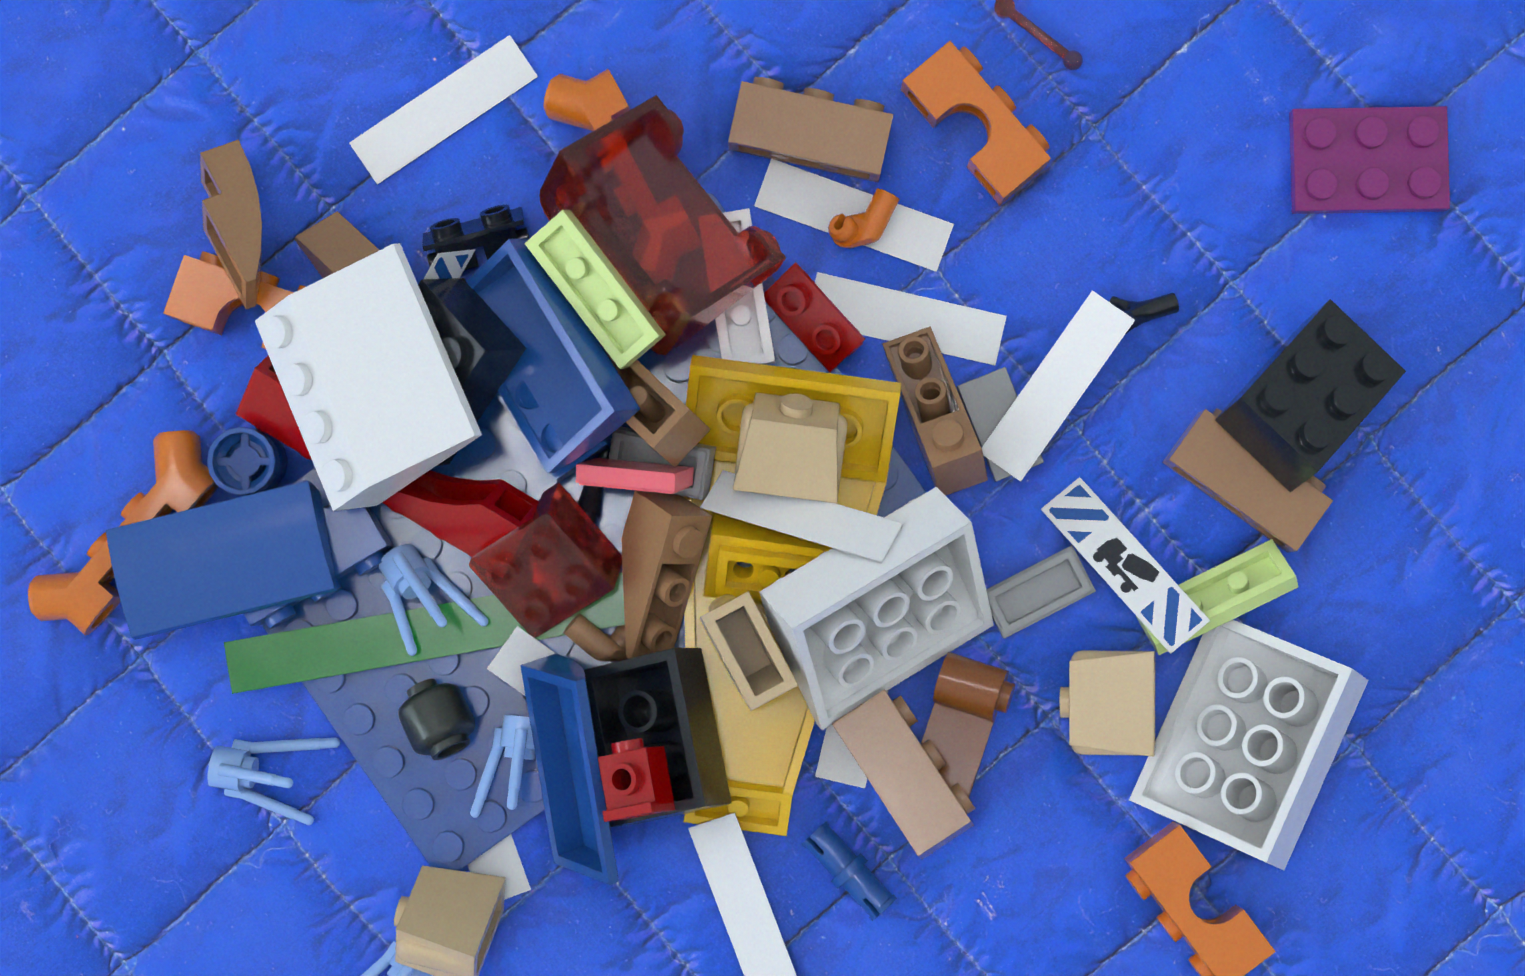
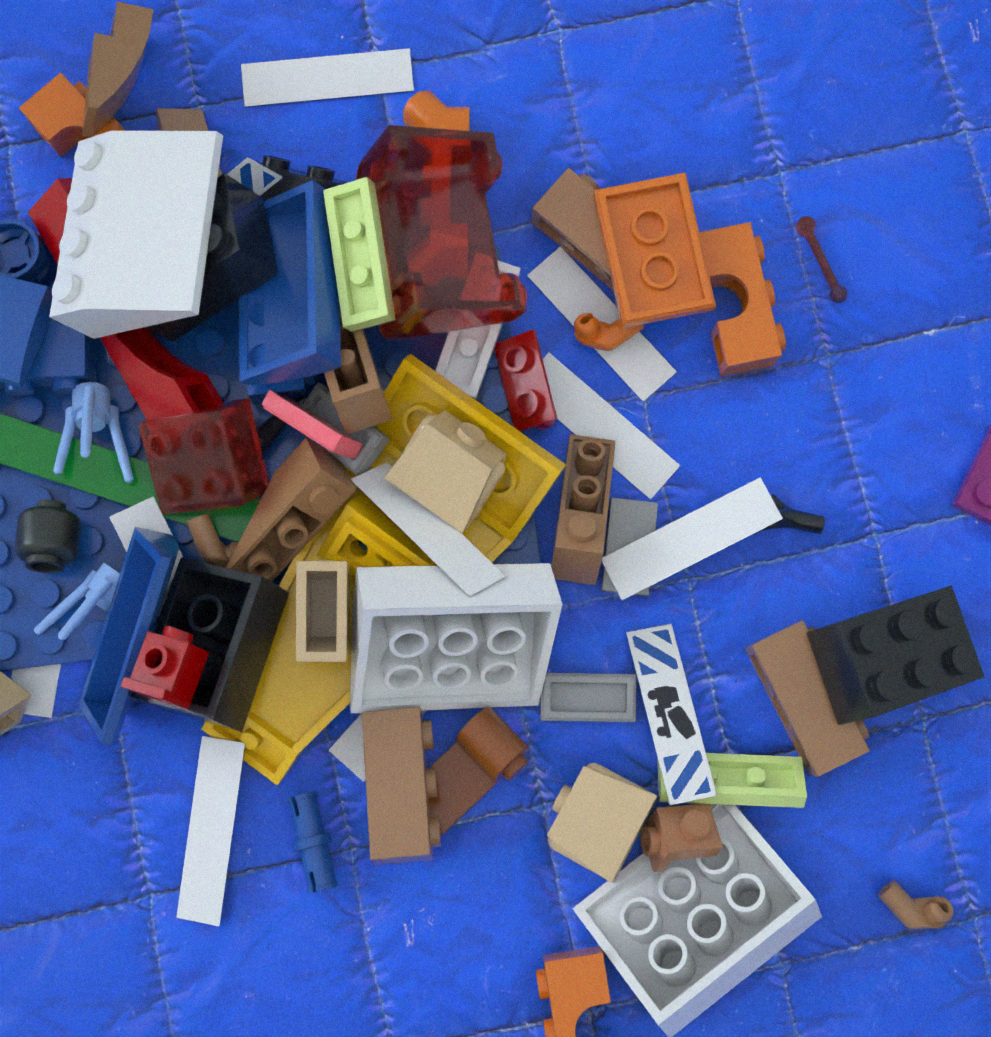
camera: 20 degrees right, 5 degrees down
(871, 121) = (654, 250): none -> orange tile
(1194, 676) = (679, 834): none -> nougat bracket
(1456, 627) = (916, 912): none -> medium nougat arm

